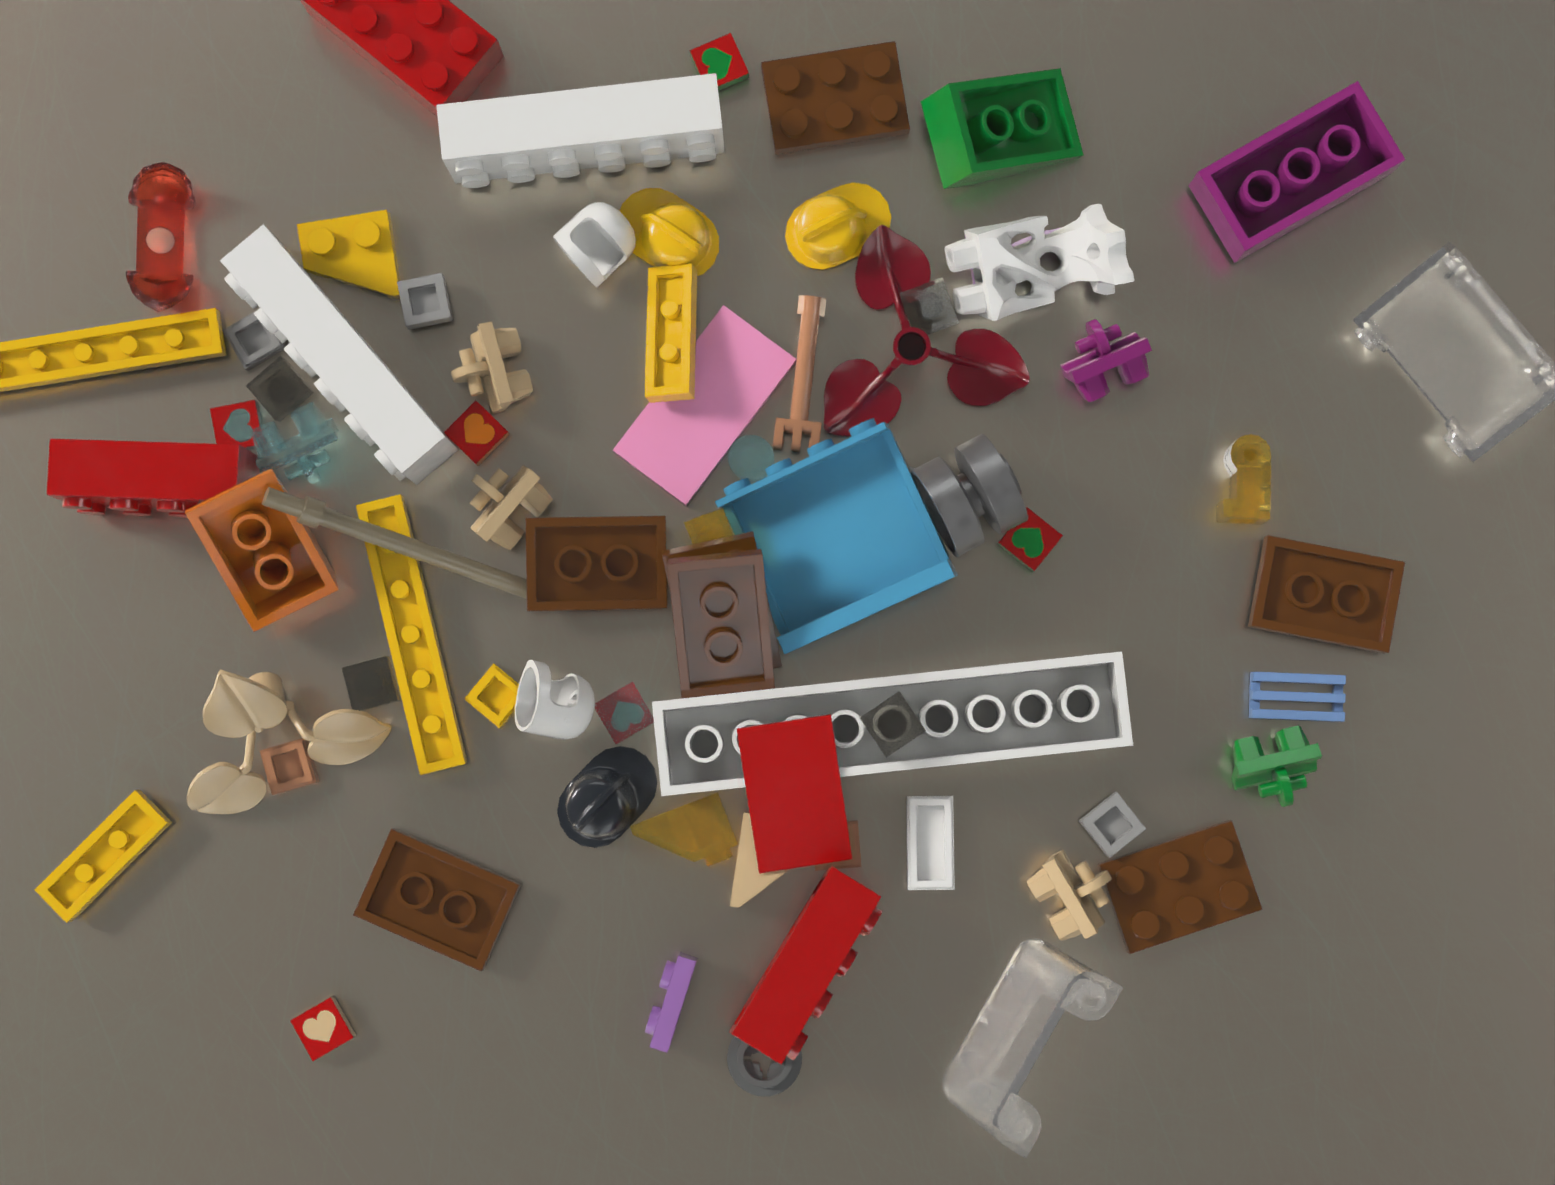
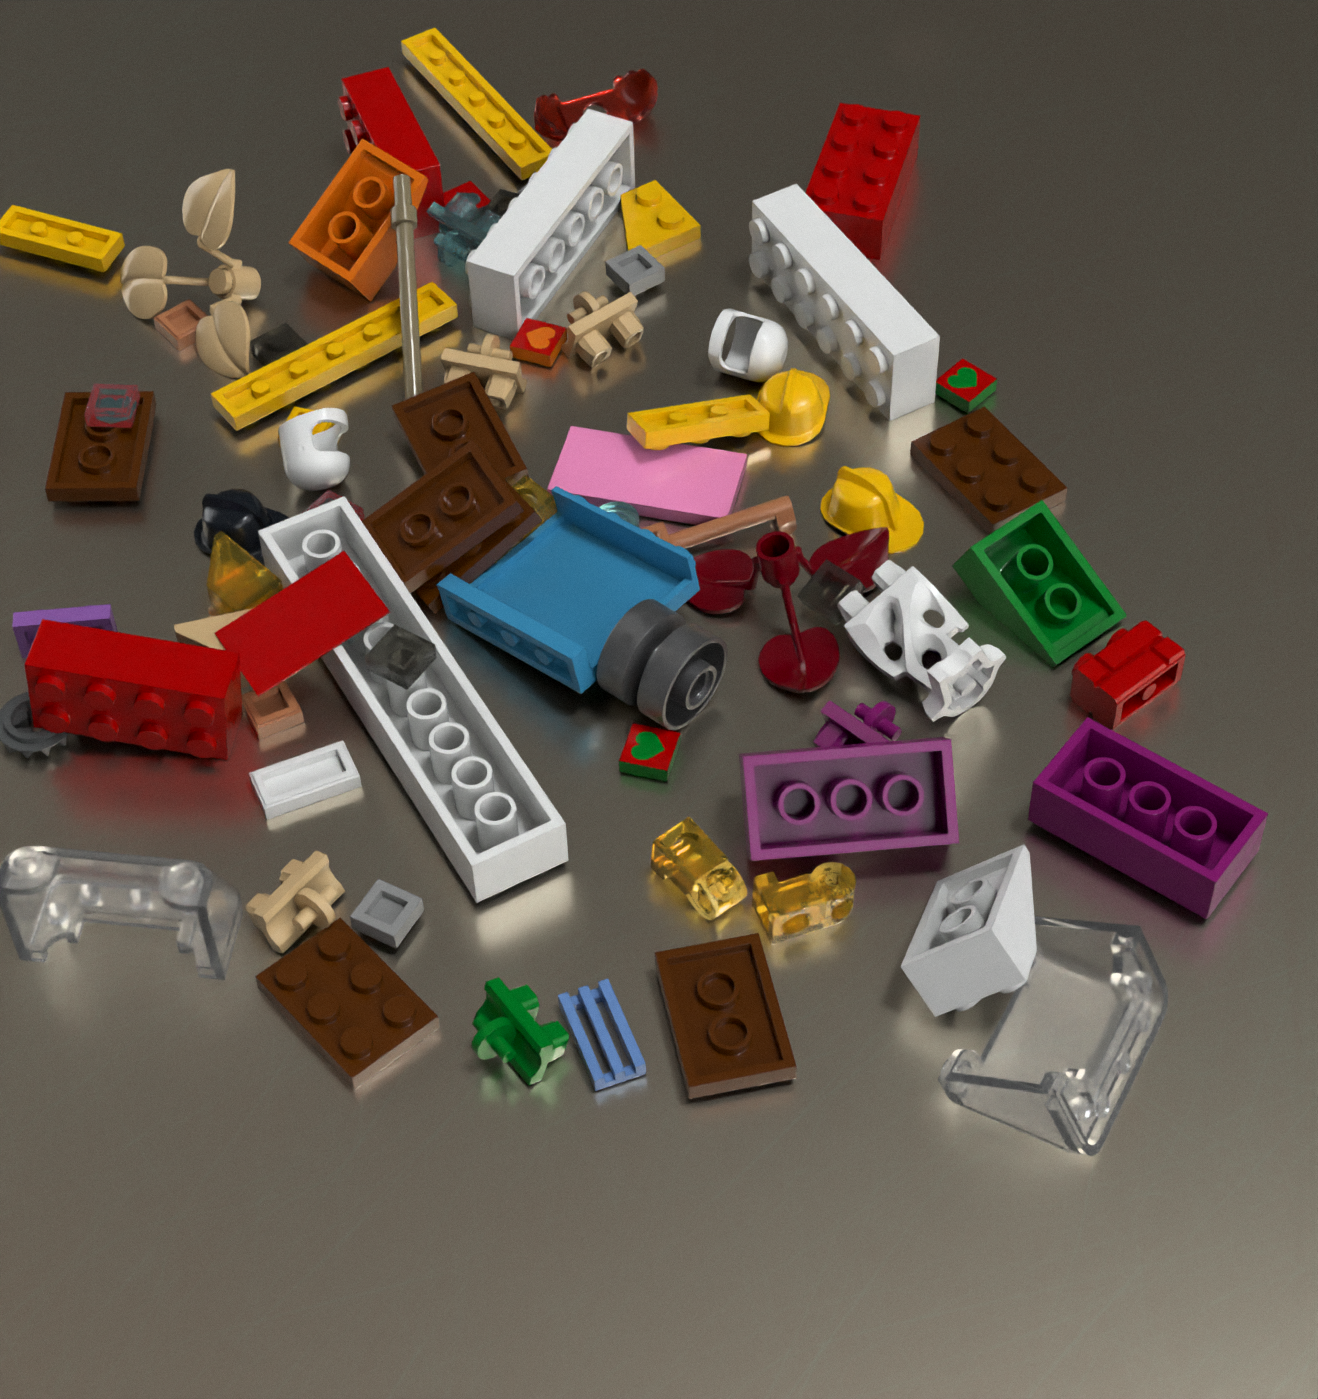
camera: 65 degrees right, 35 degrees down
(401, 876) = (112, 405): none -> clear light blue tile
(1131, 105) = (1126, 674): none -> red brick
(1180, 555) = (698, 869): none -> clear yellow leg
(1185, 405) = (849, 798): none -> magenta brick
(1350, 364) = (975, 934): none -> white slope

